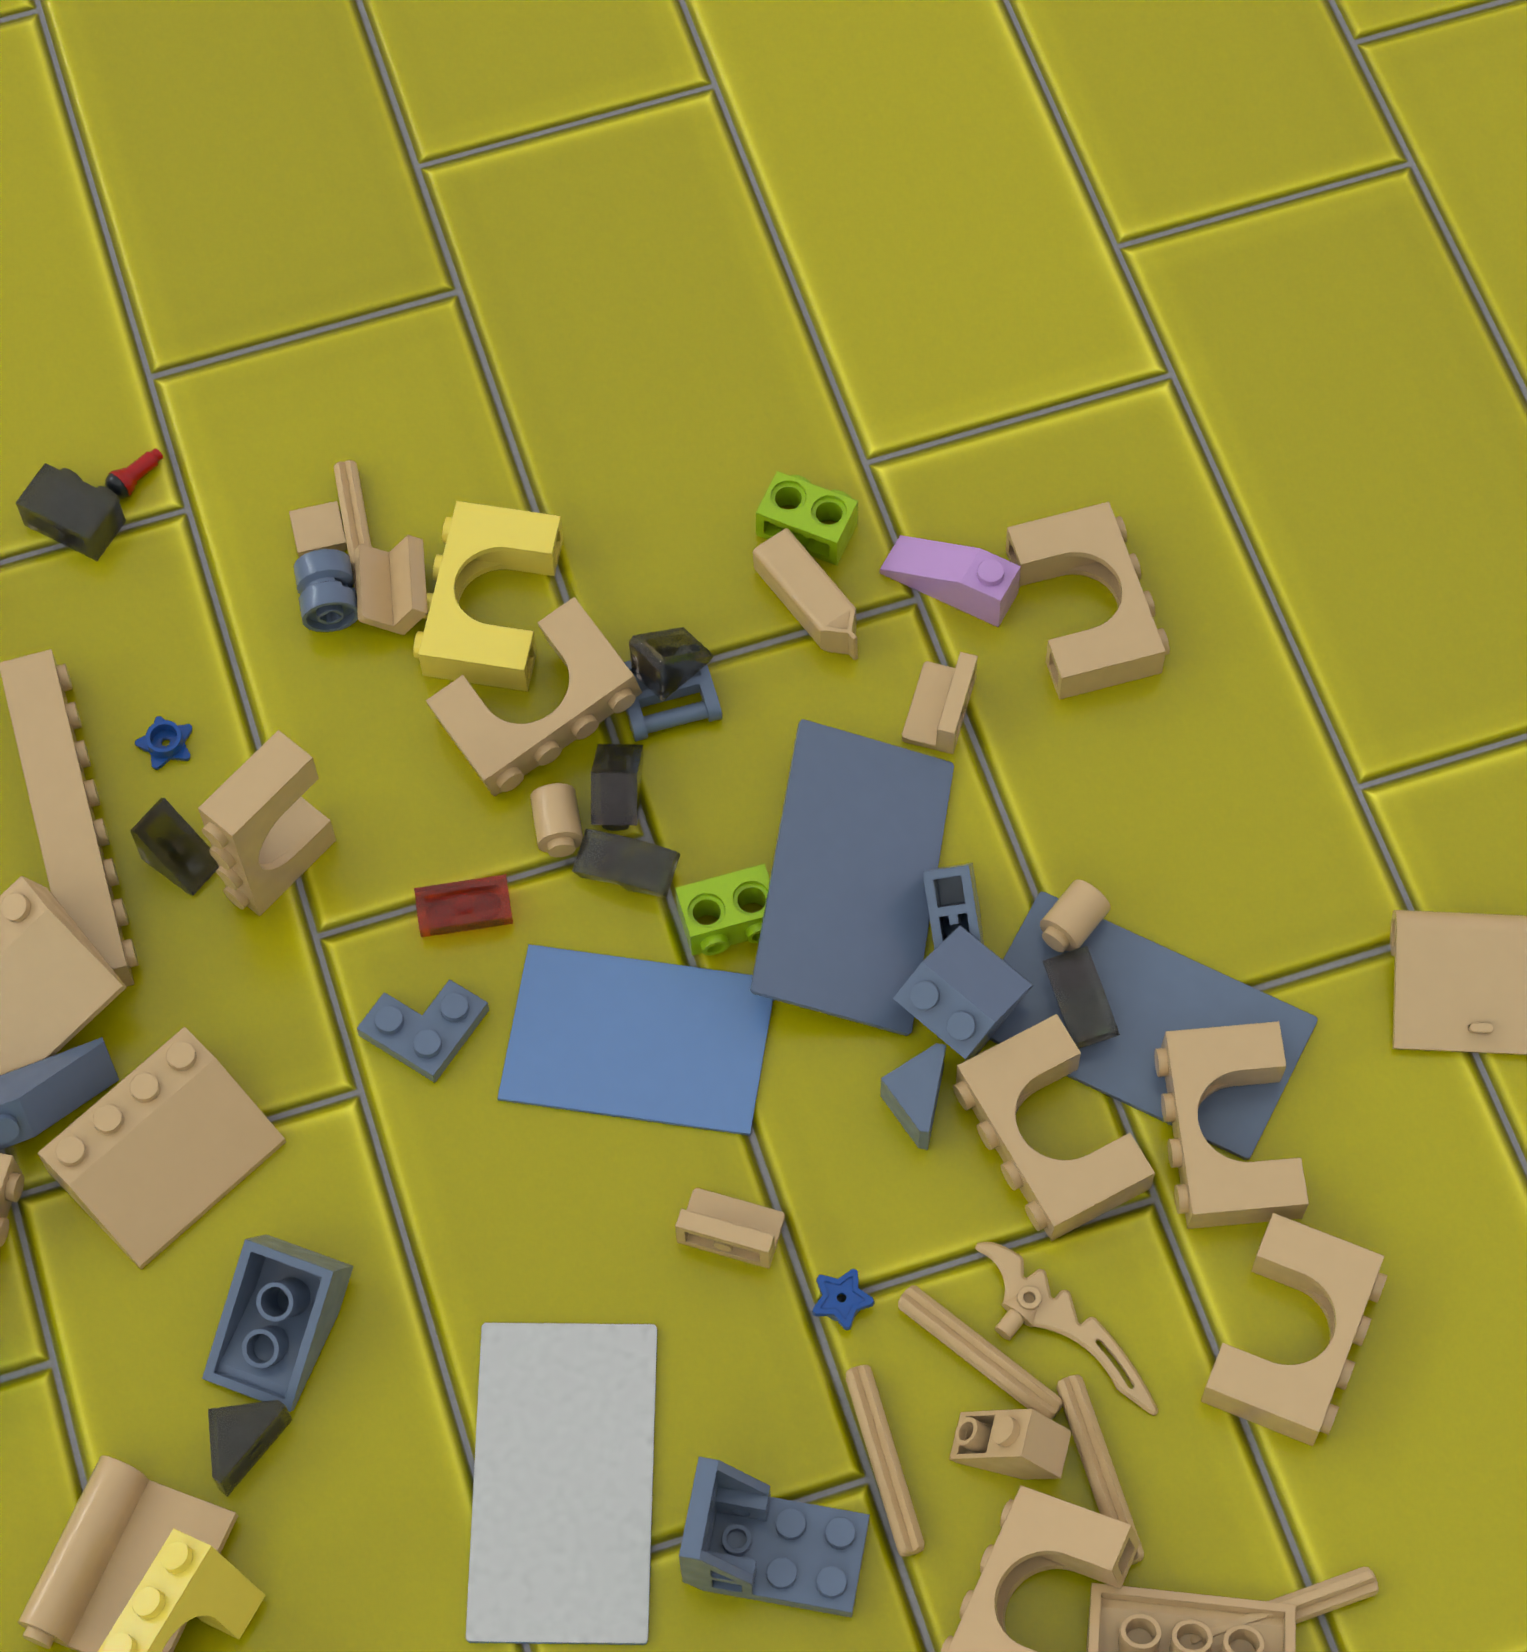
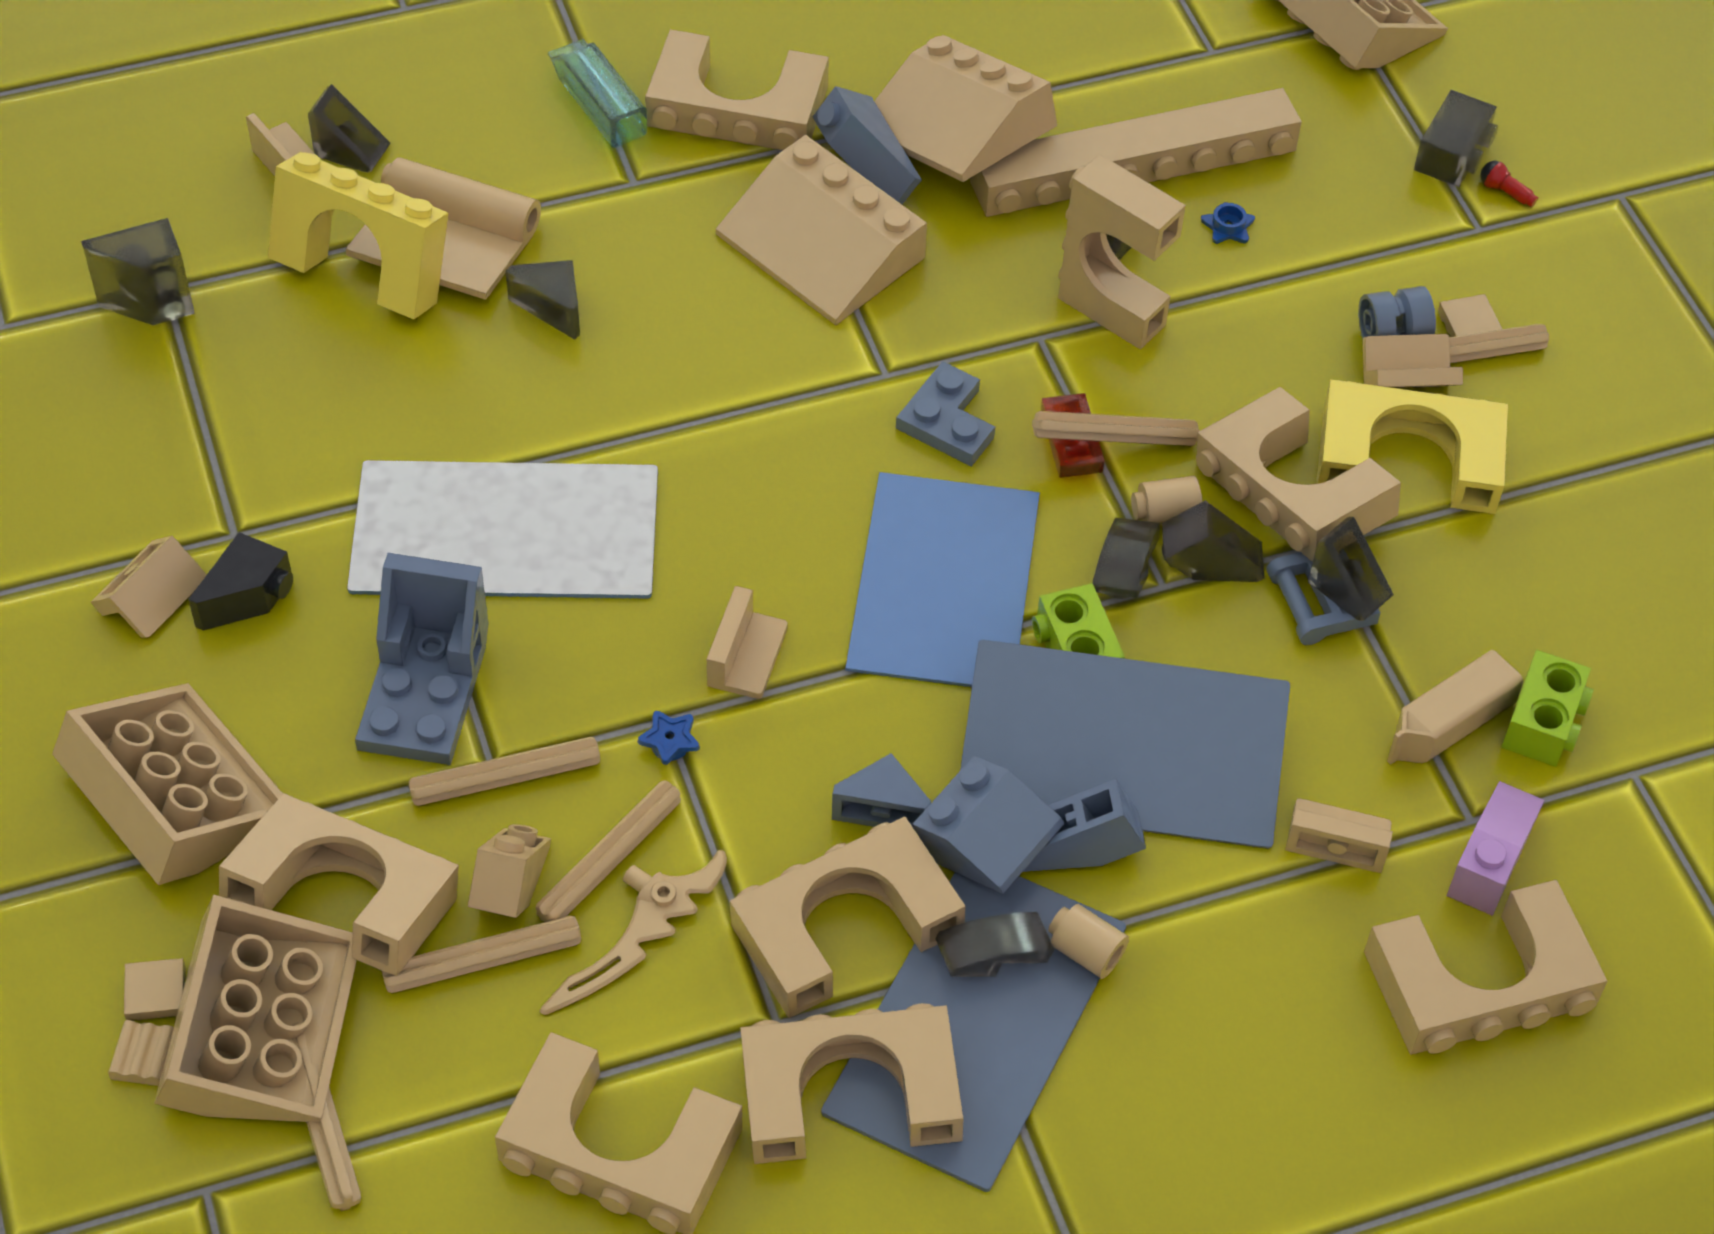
camera: 85 degrees right, 10 degrees down
(276, 1319) = (664, 313): sand blue slope -> none
(468, 860) = (1115, 428): none -> tan axle

